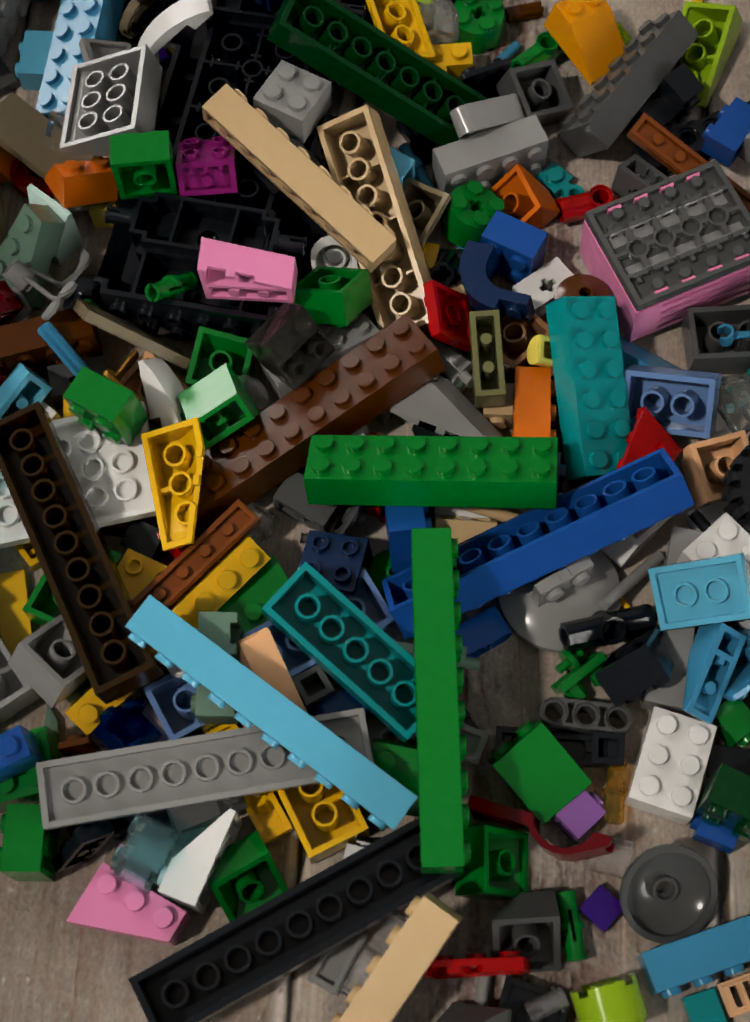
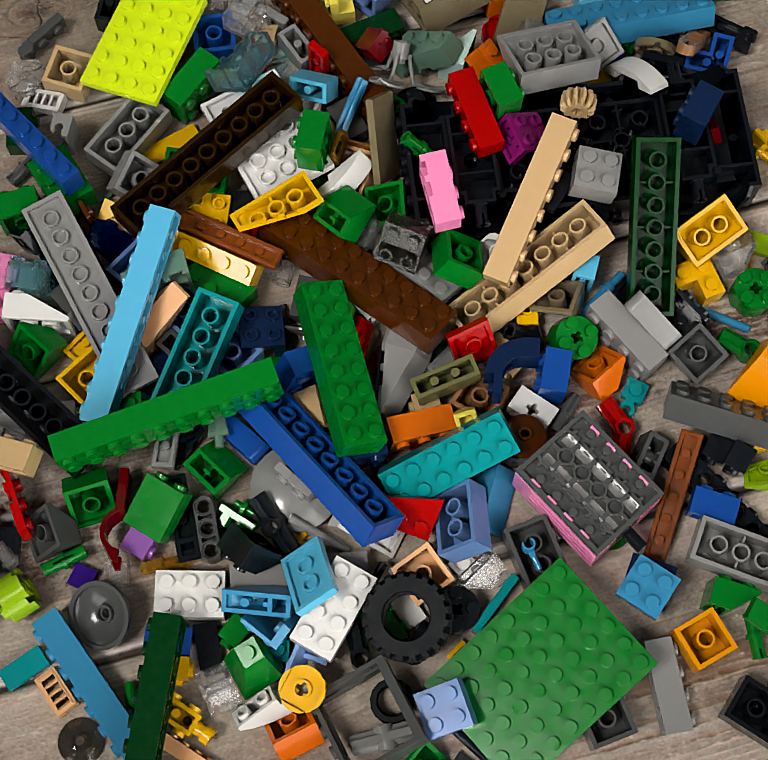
camera: 65 degrees right, 5 degrees up
(154, 201) = (475, 112): none -> red brick
(190, 88) = (578, 102): none -> tan gear
(505, 684) = (215, 468): none -> green slope
(554, 250) = (565, 414): none -> dark grey axle

